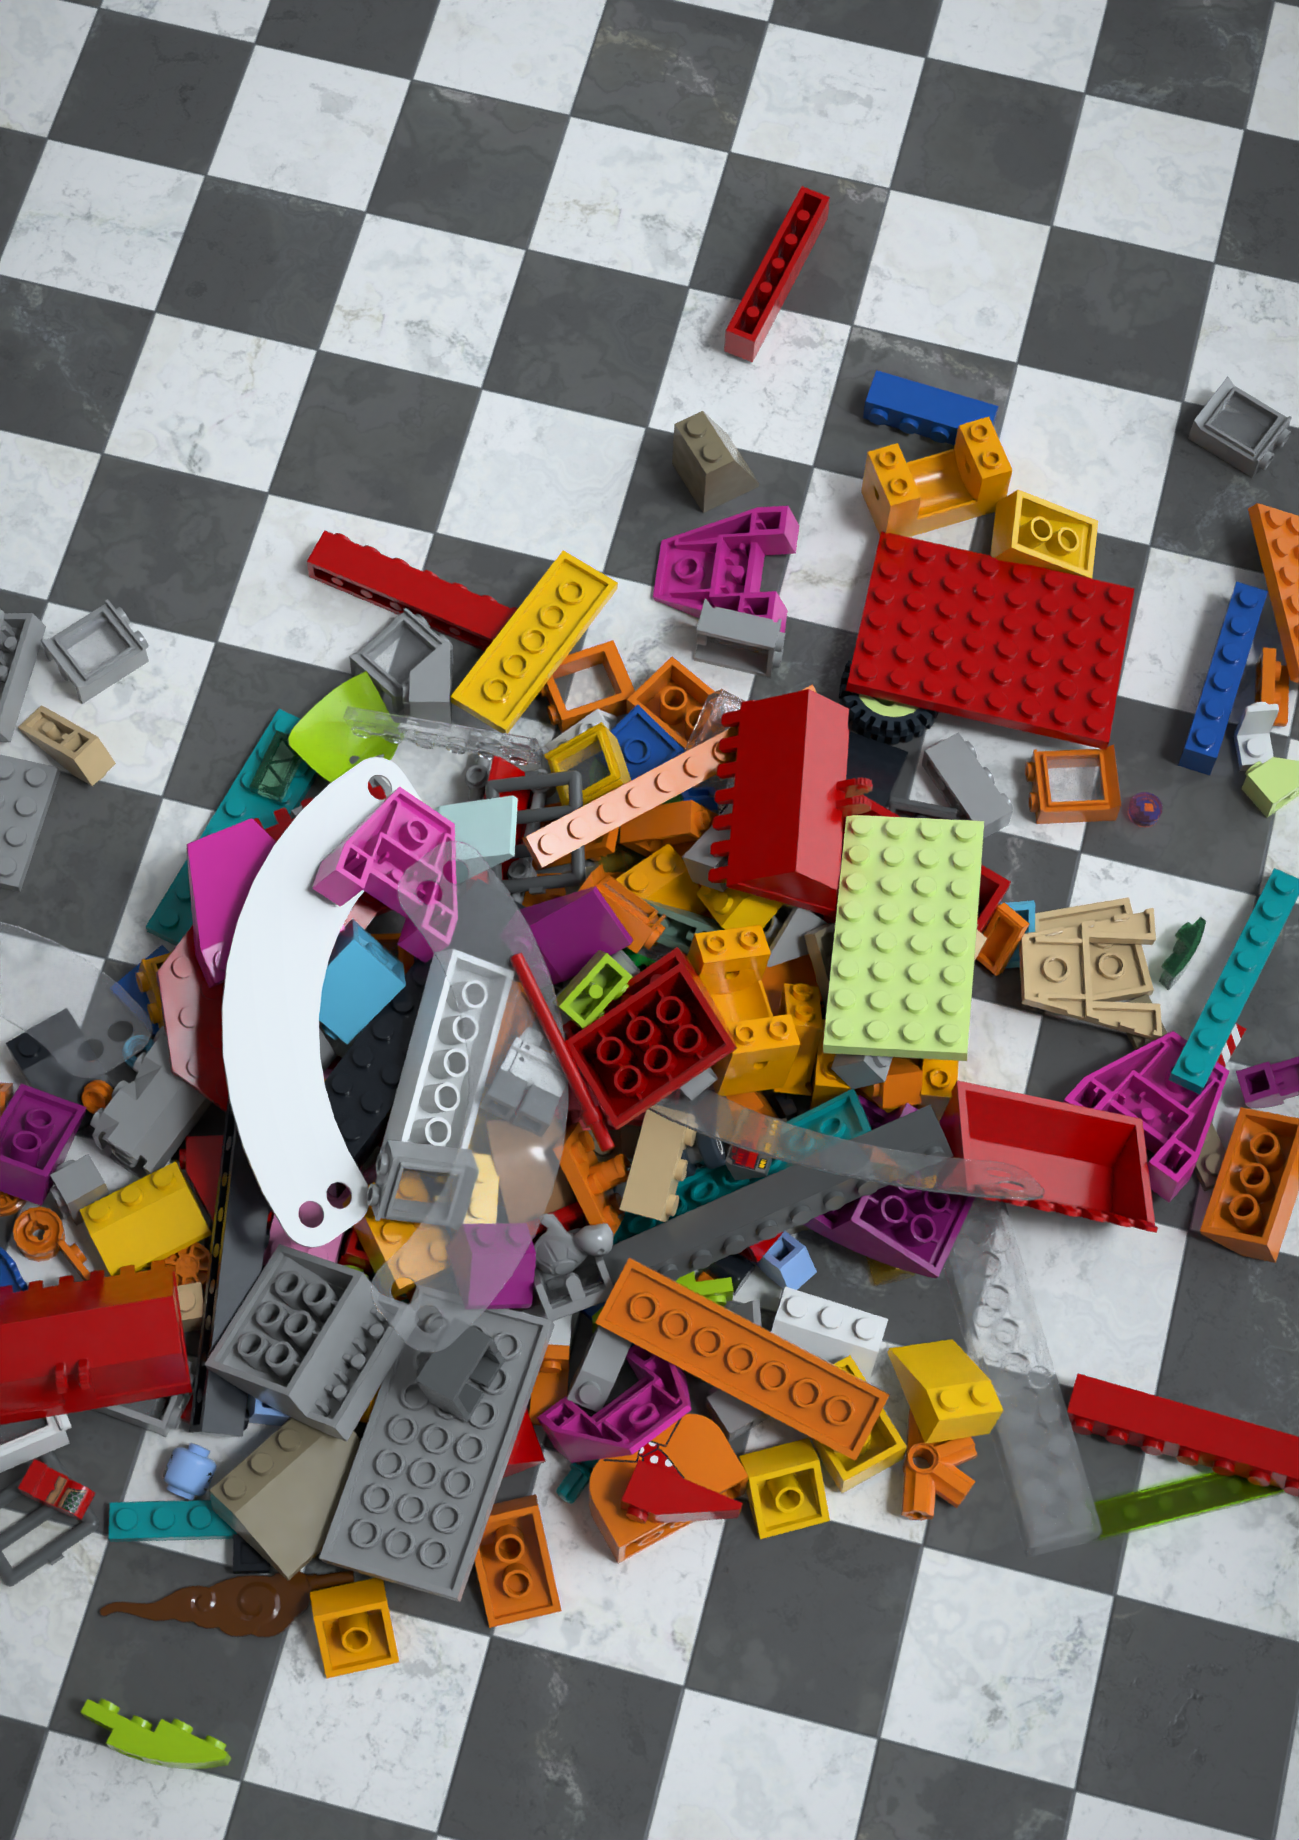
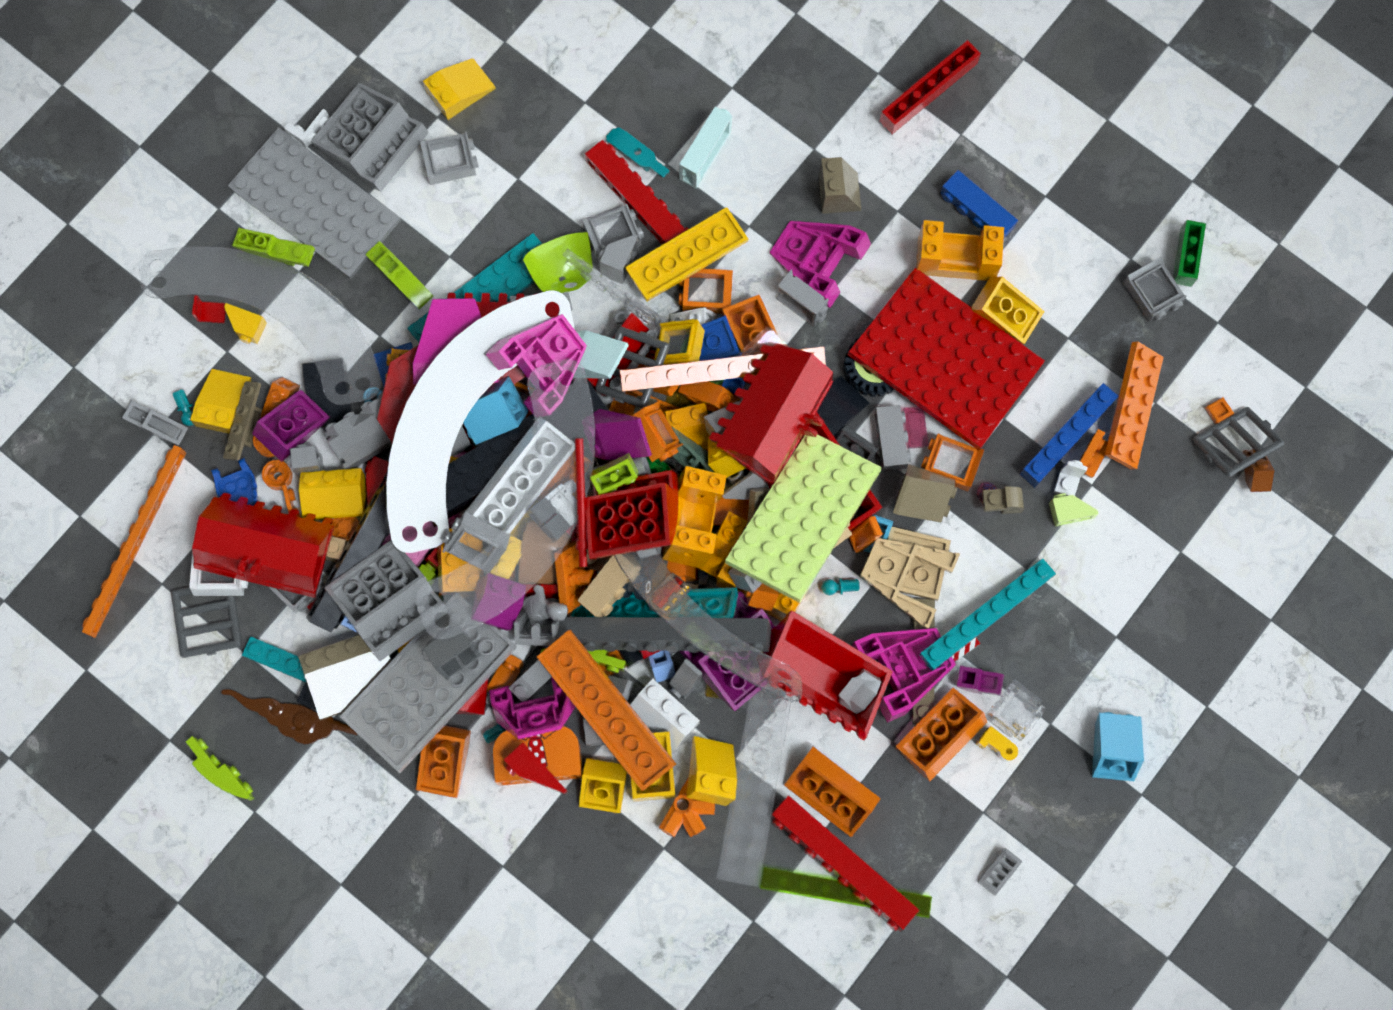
camera: 25 degrees right, 10 degrees up
(56, 1490) = (224, 618): red leg -> none
(60, 544) = (458, 87): none -> yellow slope
(68, 744) = (410, 206): tan slope -> none
(96, 1095) = (337, 413): orange plate -> none
(98, 850) = (399, 275): none -> lime slope
(189, 1471) = (297, 638): light blue head -> none
(276, 769) = (513, 268): clear green tile -> none
(354, 1627) = (344, 758): light orange slope -> none
(368, 525) = (630, 145): none -> teal piece
(487, 482) = (705, 147): none -> light aqua window
(837, 1264) = (685, 680): none -> light grey slope
(984, 1040) = (830, 587): none -> teal axle
(997, 758) = (916, 428): none -> clear pink tile
(1059, 845) = (924, 495): none -> dark tan slope
(1108, 1171) = (859, 691): none -> light grey slope
(1138, 1342) = (832, 792): none -> orange slope
(1179, 806) = (1005, 500): none -> dark tan brick
(1185, 947) = (970, 581): clear green slope -> none
(1263, 356) = (1189, 253): none -> green brick

